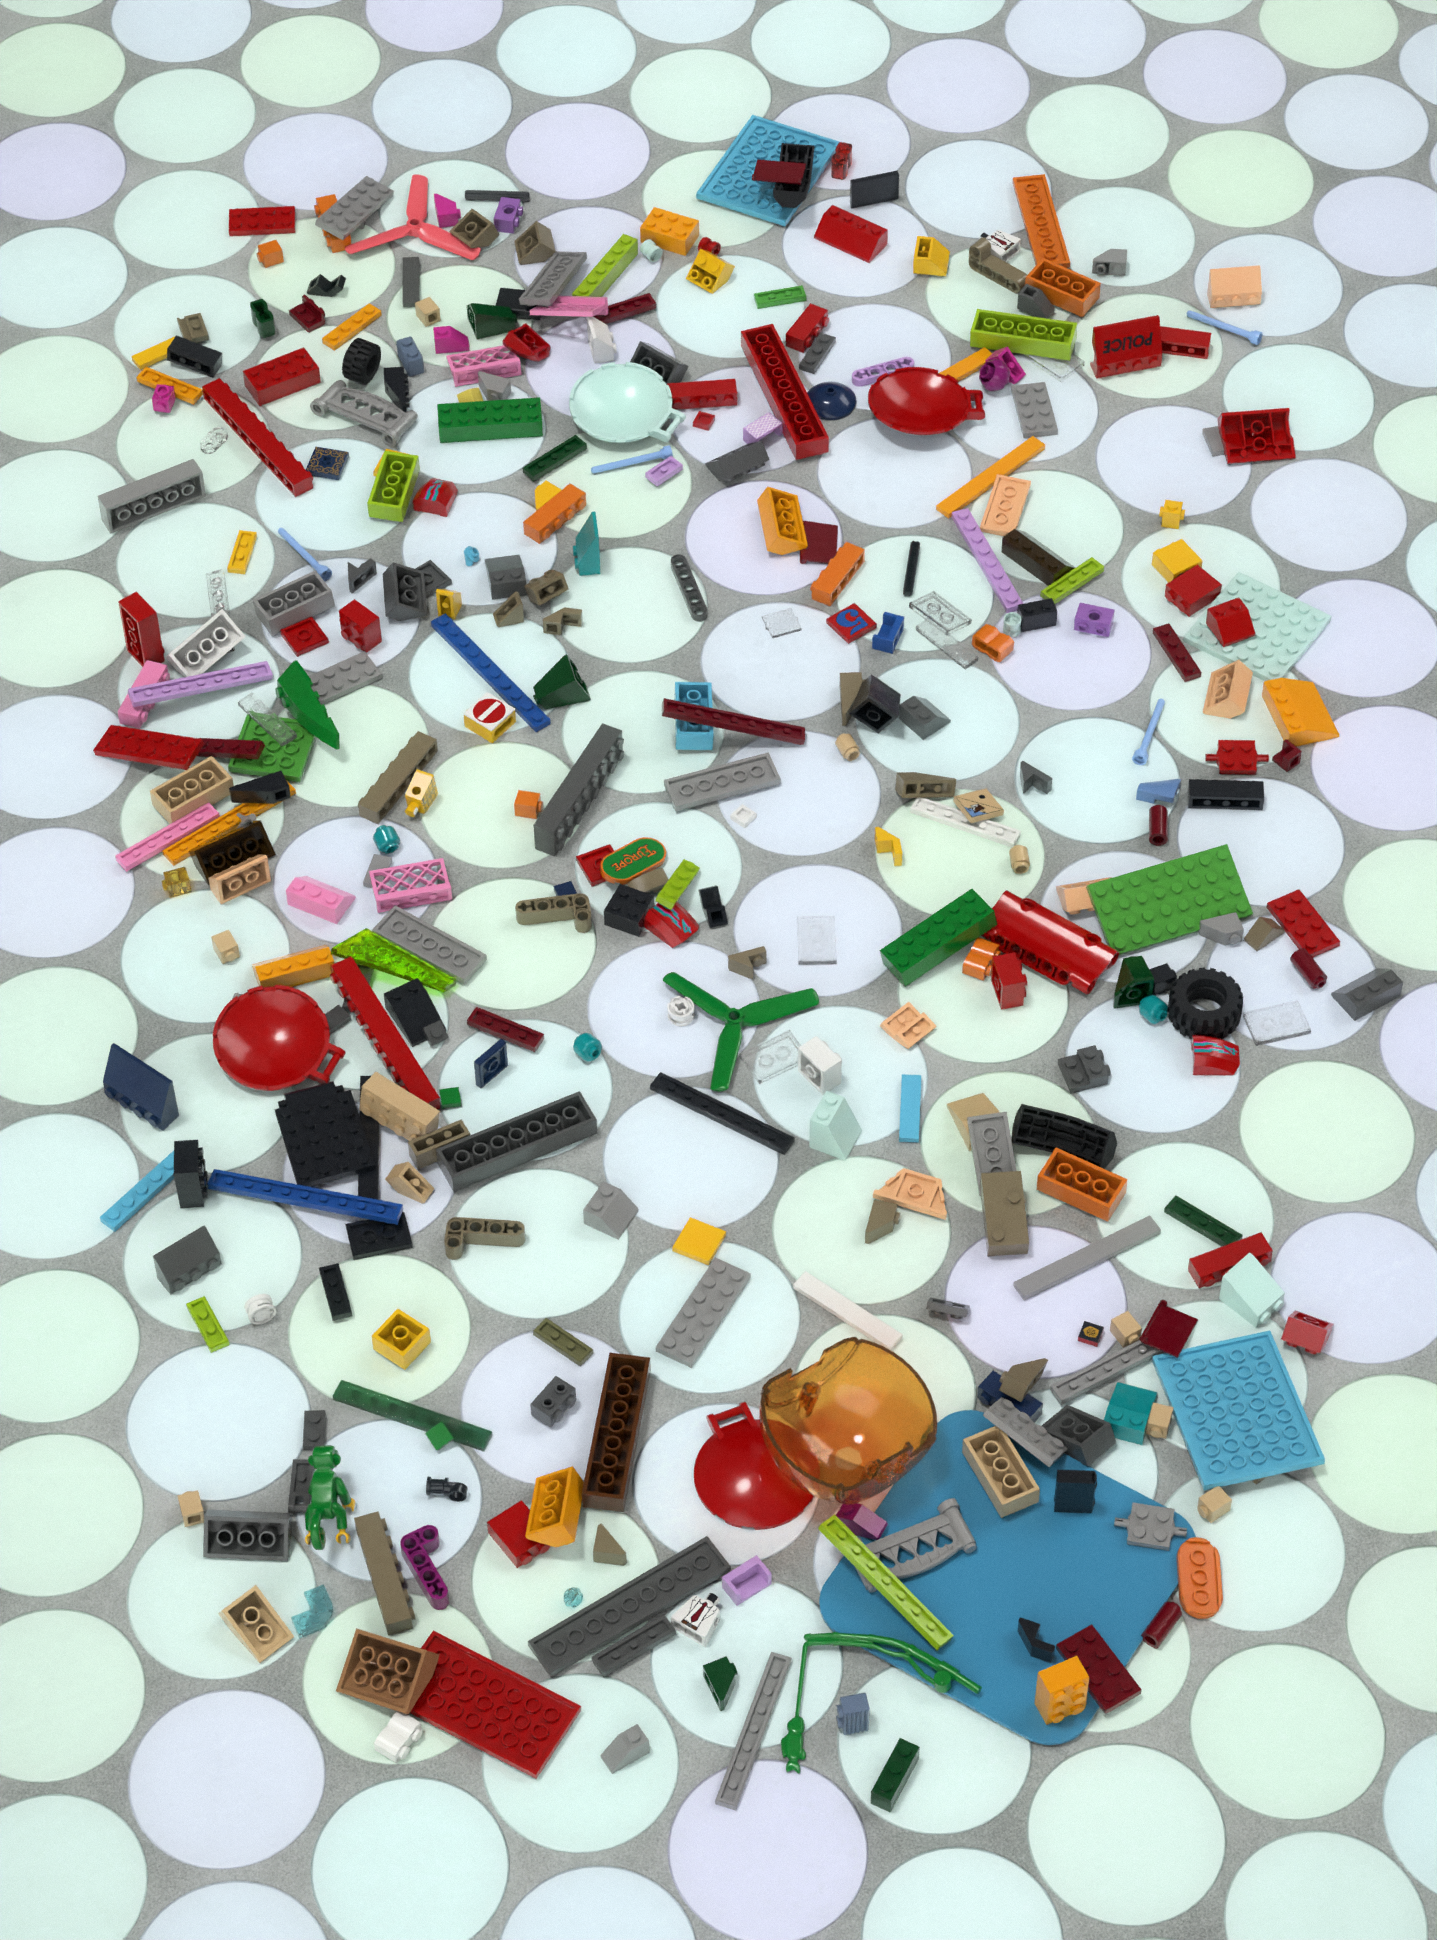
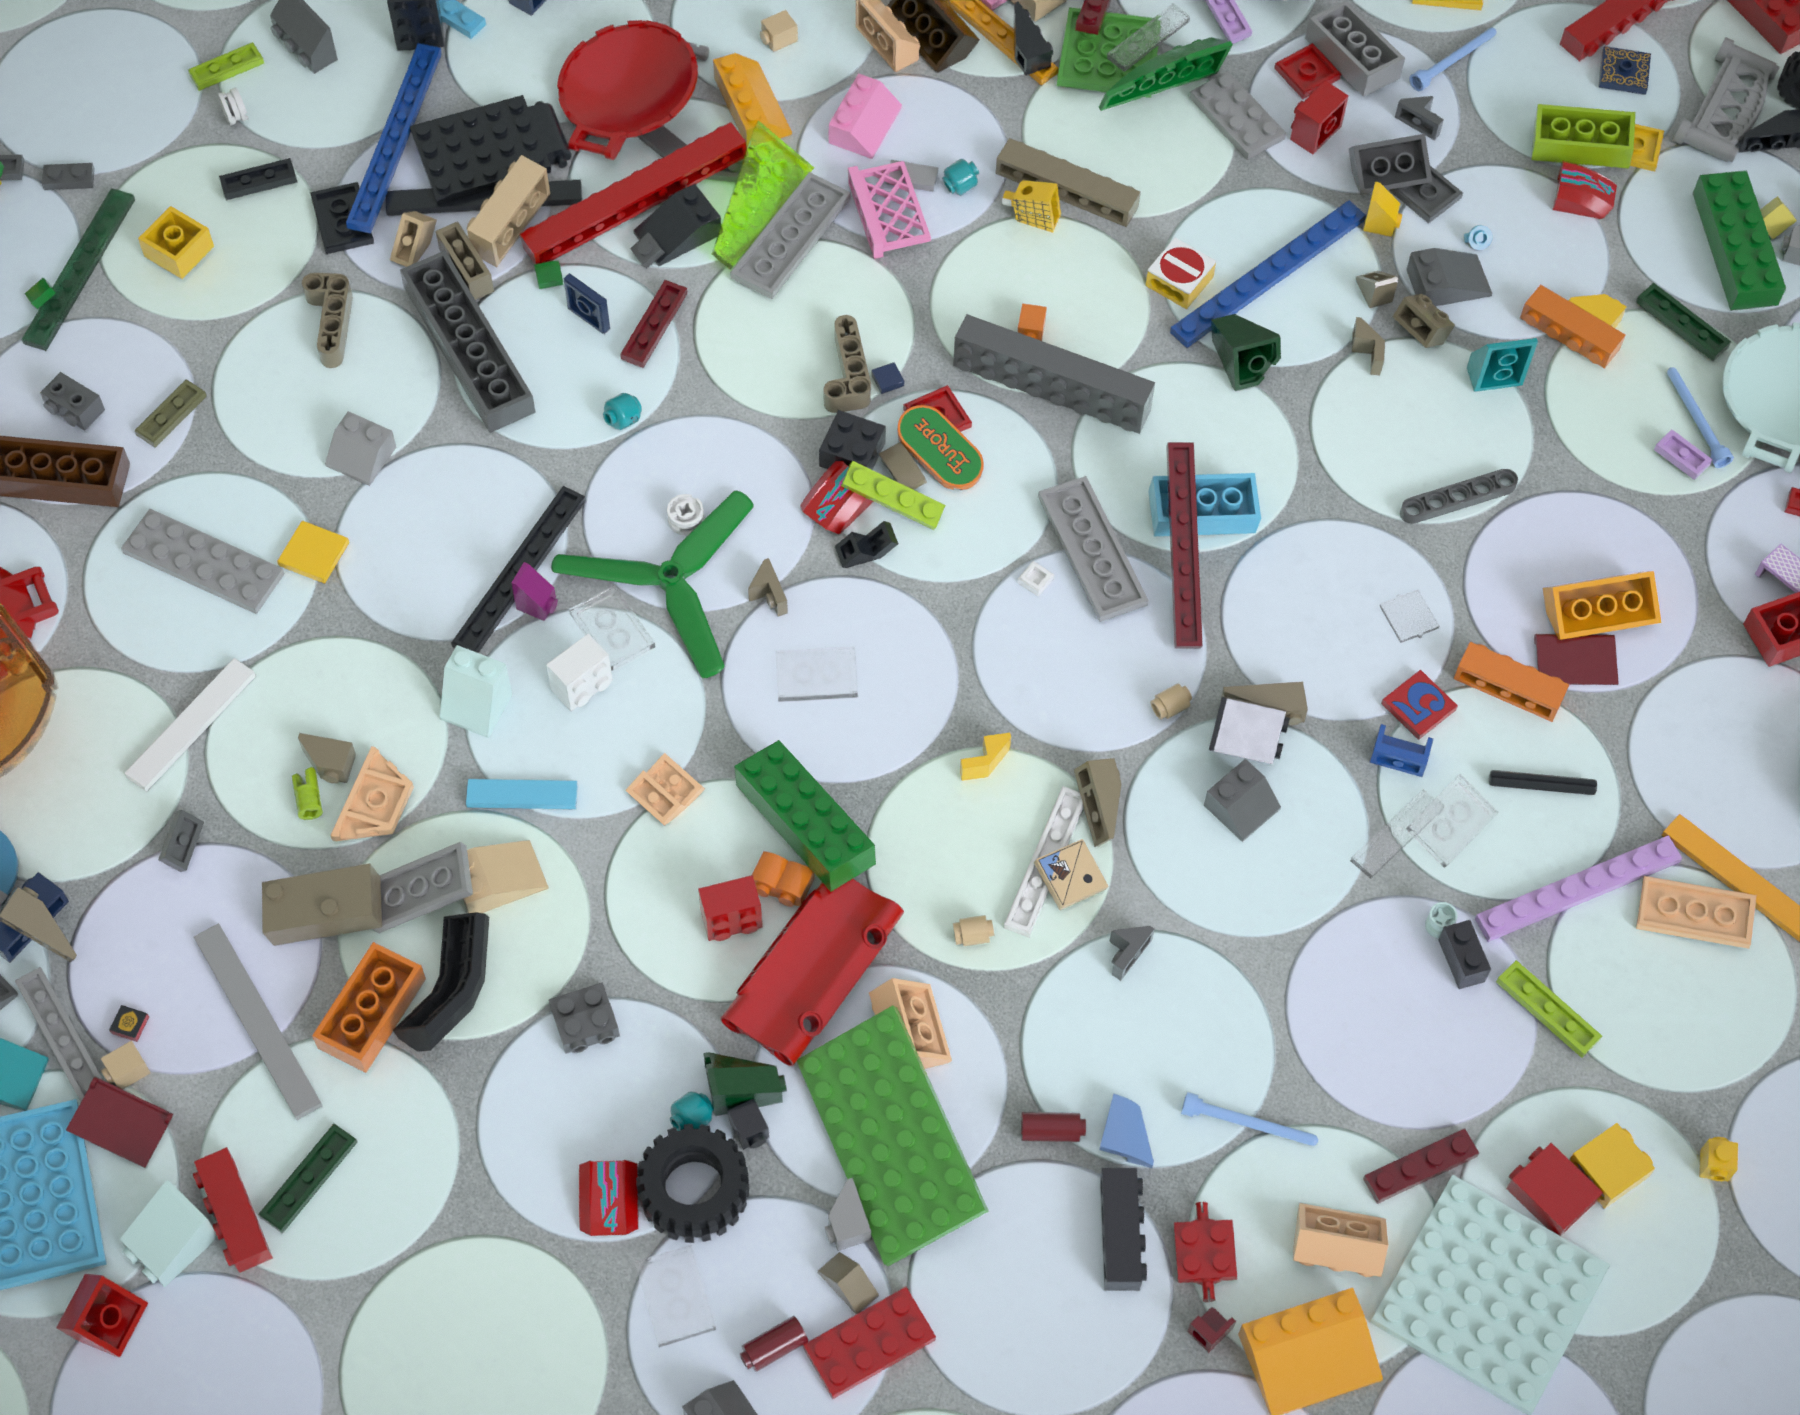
camera: 85 degrees right, 10 degrees up
(246, 819) = (980, 31): light grey bar -> none
(738, 461) = (1718, 545): dark grey slope -> none
(749, 1097) = (533, 593): none -> magenta slope
(913, 1233) = (307, 795): none -> lime hinge
(992, 642) = (1400, 893): orange brick -> none
(1034, 556) = (1595, 958): dark brown slope -> none
(1094, 619) = (1474, 1024): medium lavender brick -> none
(1230, 622) = (1477, 1240): red slope -> none

